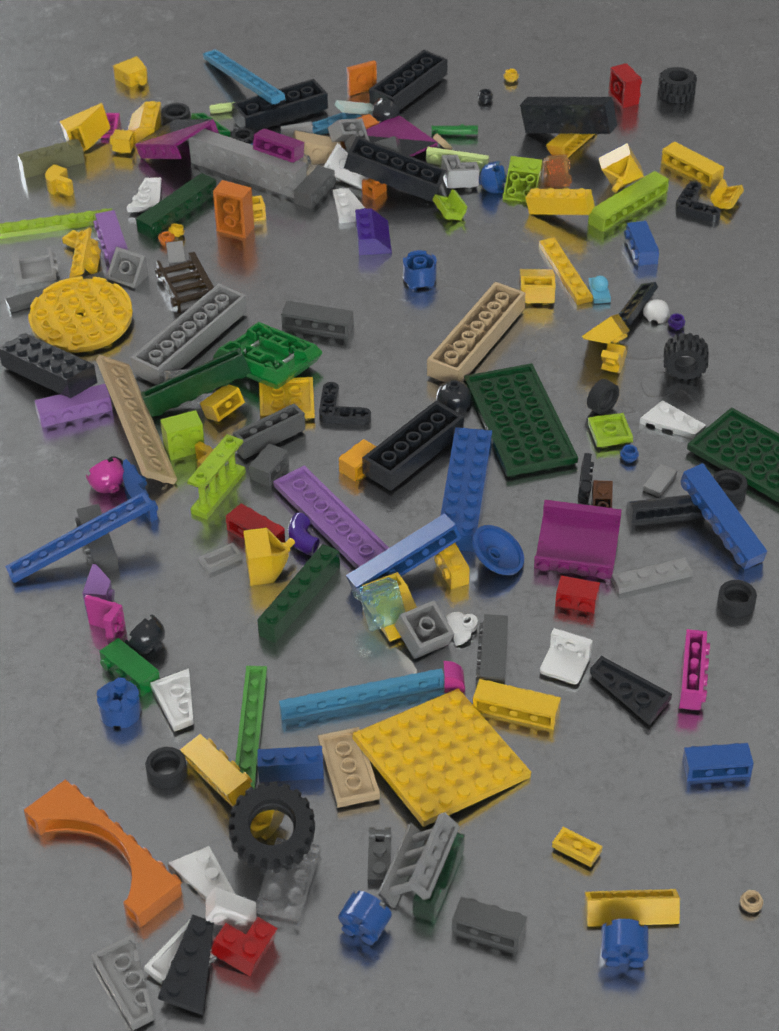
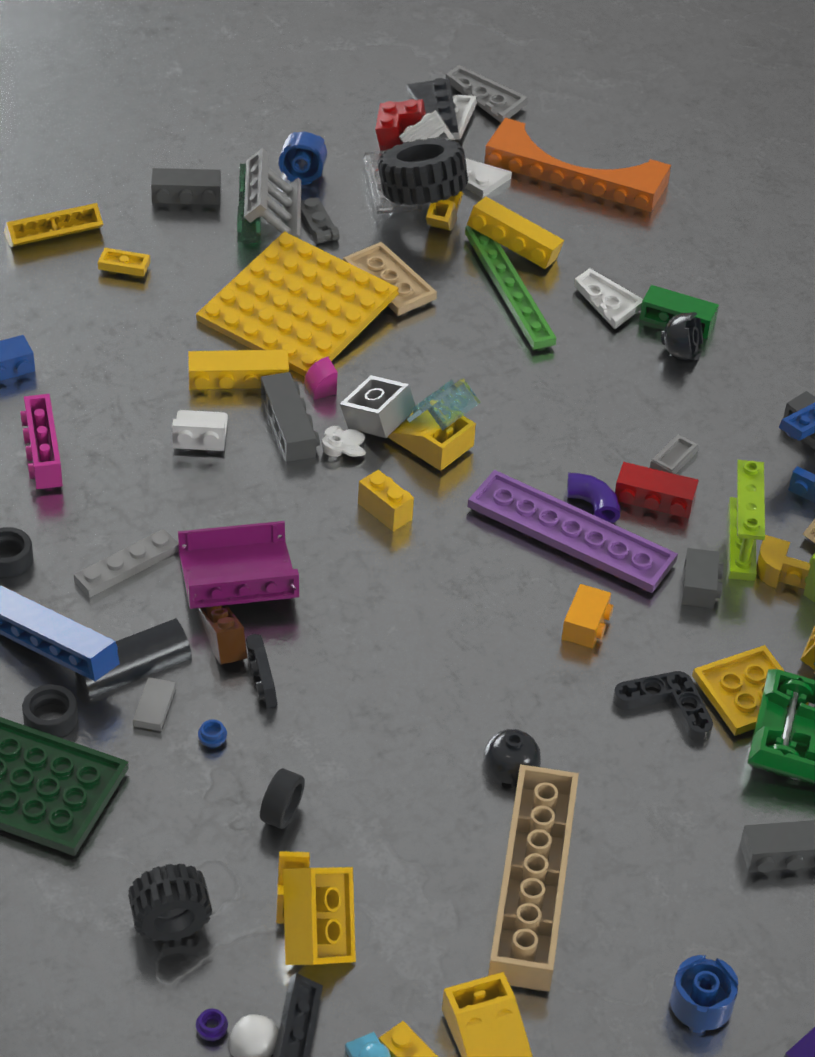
camera: 155 degrees right, 0 degrees up
(98, 585) = (780, 378): medium lavender slope -> none
(106, 616) = (740, 338): dark pink bracket -> none
(119, 703) = (660, 269): blue brick -> none
(166, 780) = (574, 229): black tyre -> none
(265, 555) = (619, 438): yellow piece -> none
(270, 430) = (732, 616): dark grey brick -> none
(290, 764) = (449, 261): blue brick -> none
(298, 593) = (549, 426): dark green brick -> none
(361, 694) = (414, 341): dark azure plate -> none
(408, 552) = (445, 473): brick -> none
(412, 445) = (522, 648): black brick -> none
(467, 482) = (422, 610): blue brick -> none
(497, 550) = (335, 522): blue dish -> none
(521, 420) = (398, 750): dark green plate -> none
(577, 594) = (213, 505): red brick -> none
(610, 430) = (252, 762): lime plate -> none
(625, 943) = (51, 186): blue brick -> none
(634, 691) = (105, 416): black wing -> none
(671, 418) = (163, 815): white wing -> none

